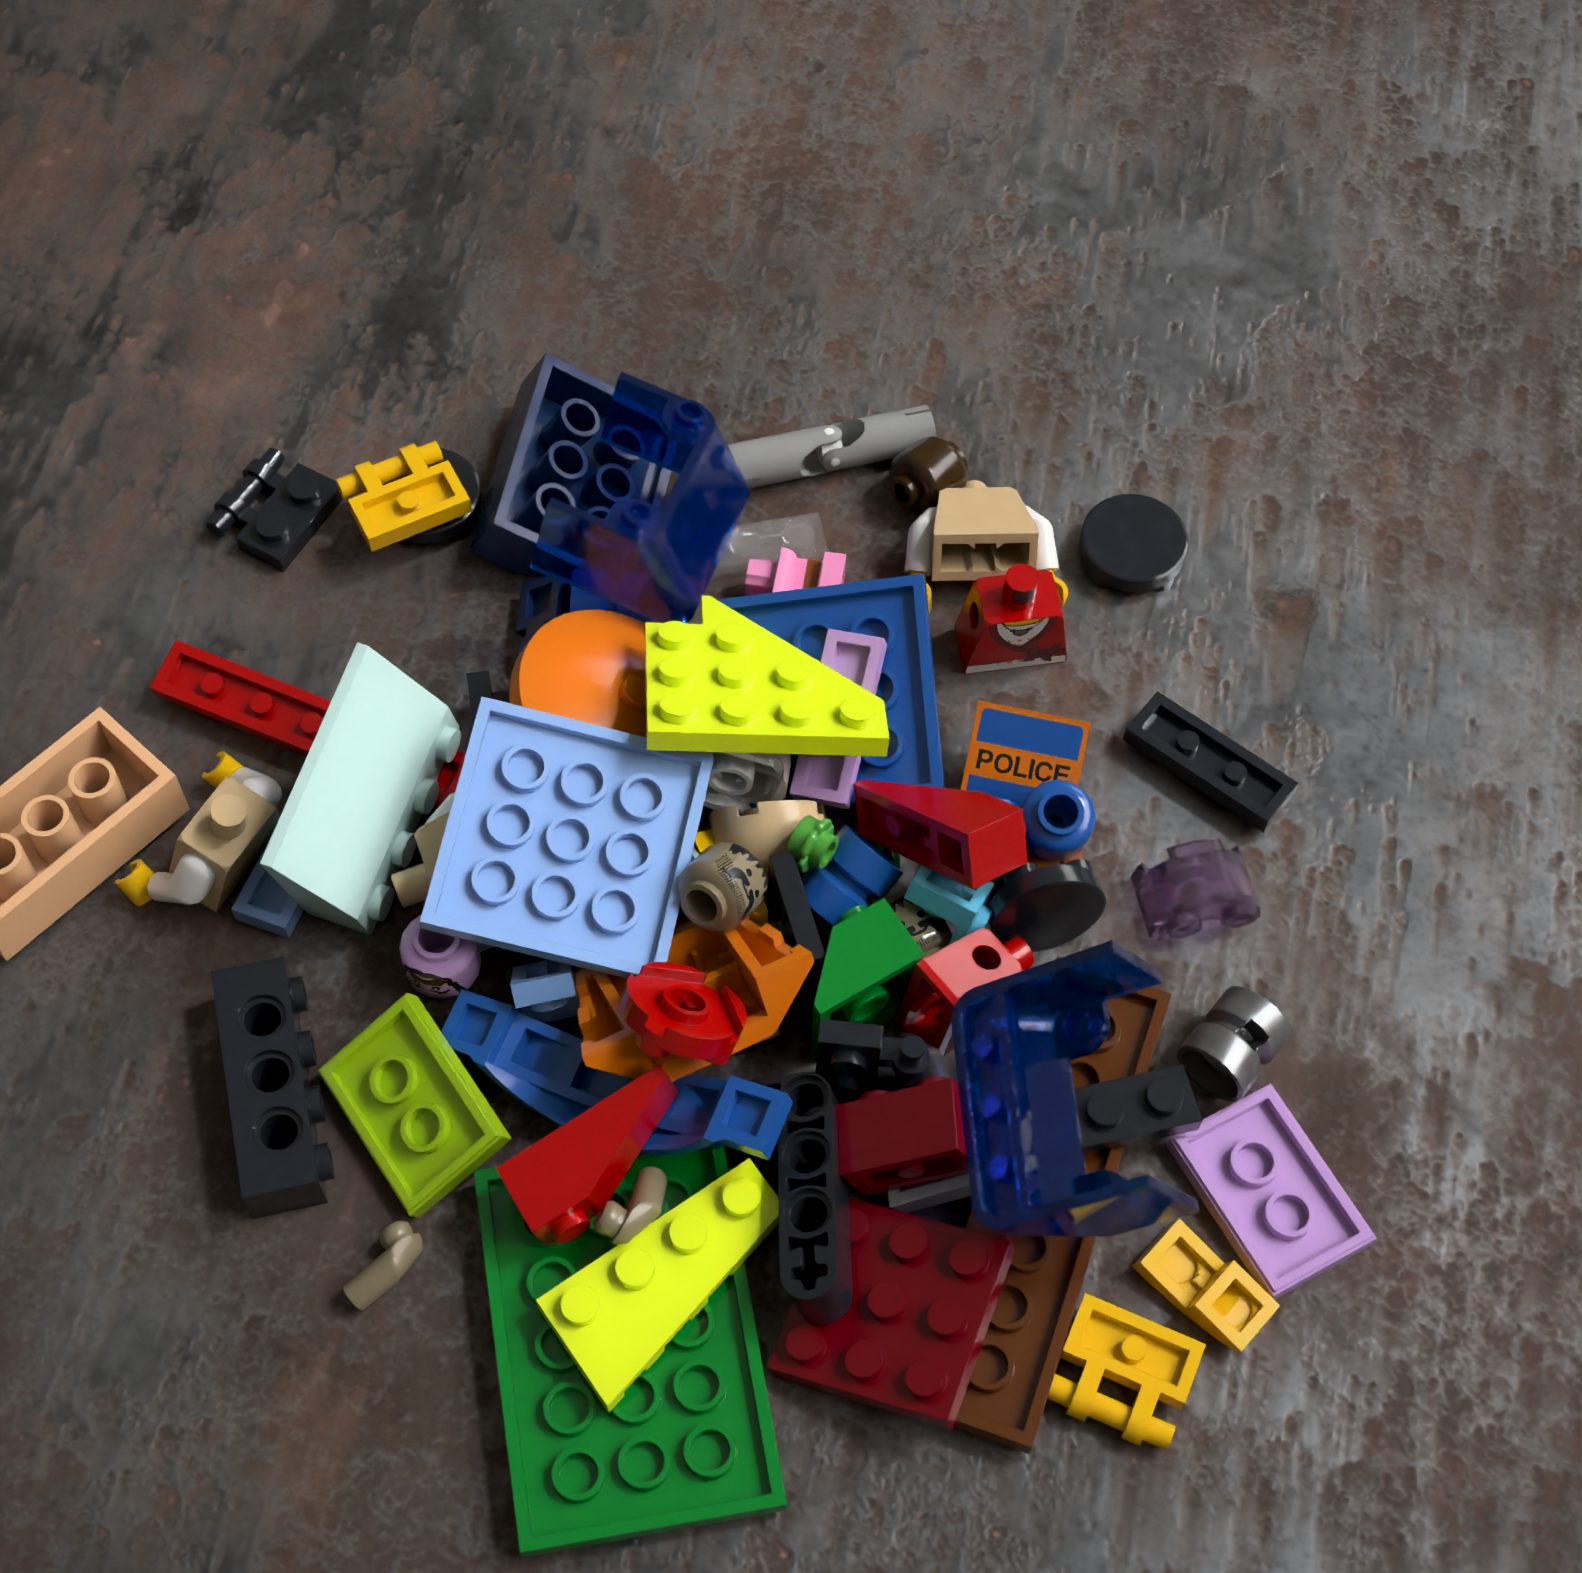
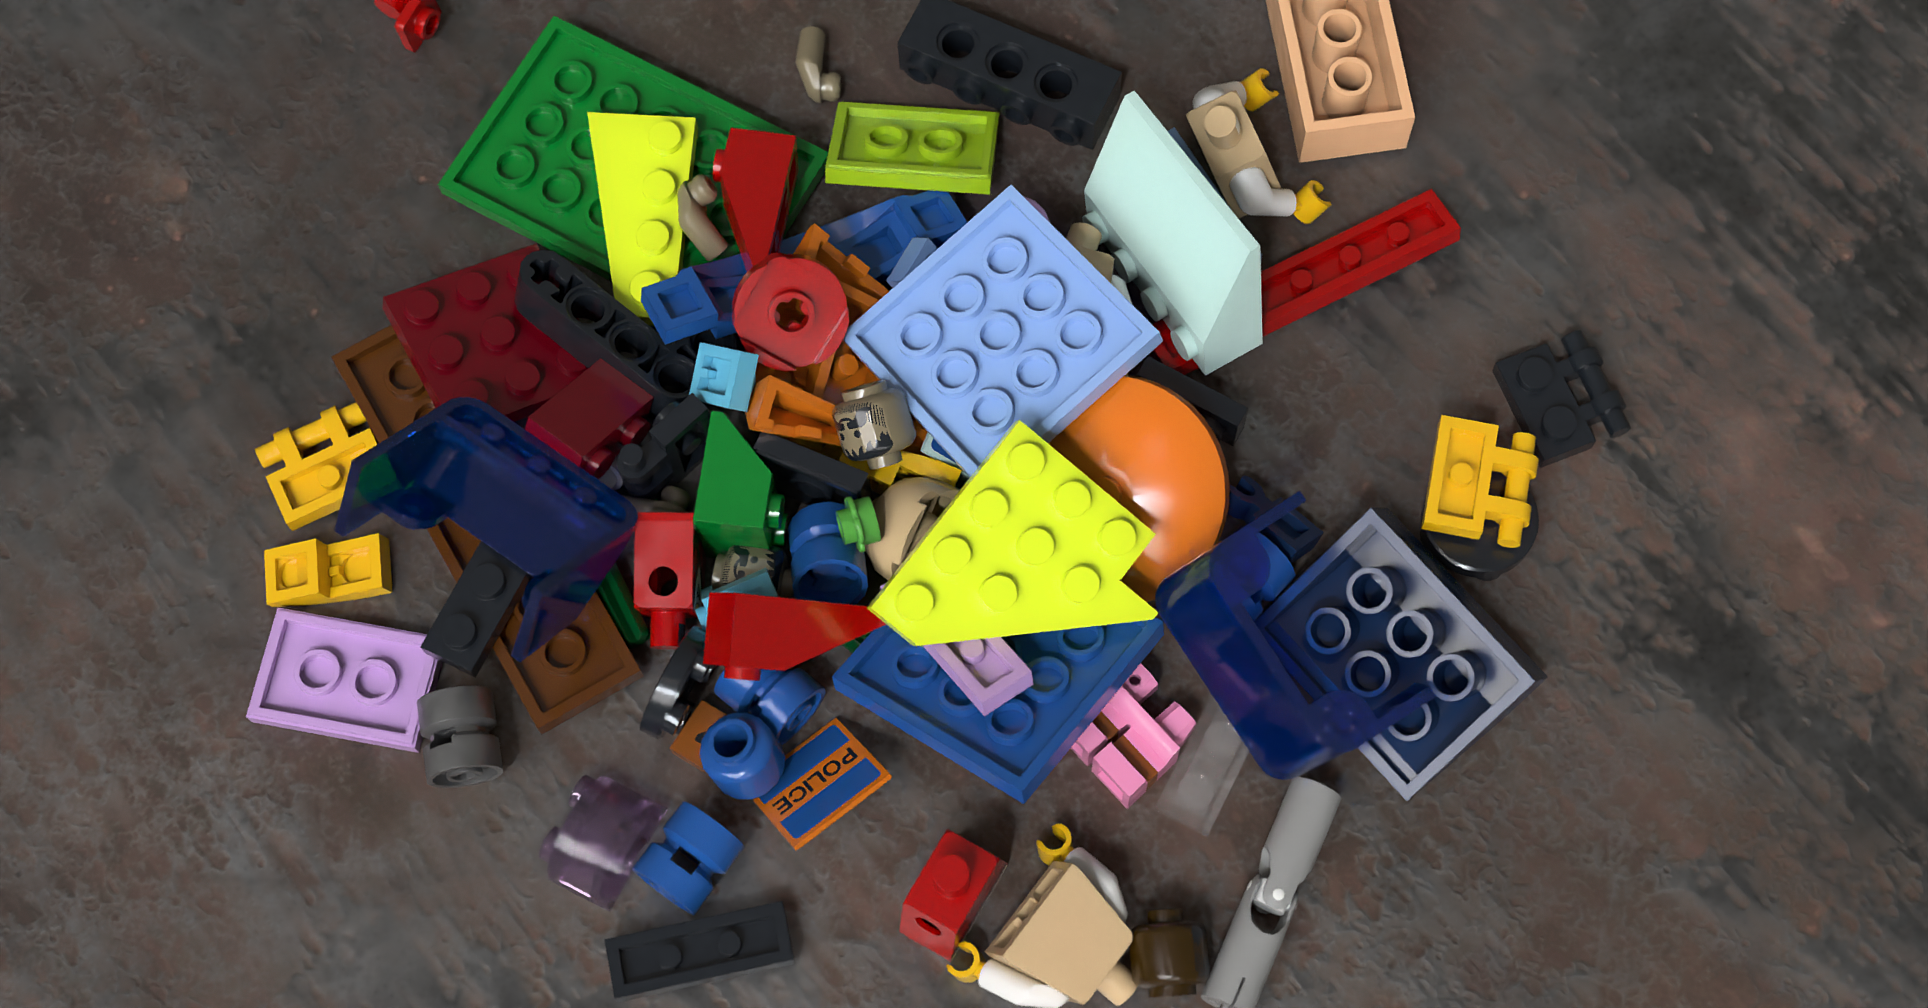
camera: 135 degrees right, 10 degrees up
(779, 1035) = (724, 376): none -> medium azure bracket
(1158, 810) = (701, 841): none -> blue wheel

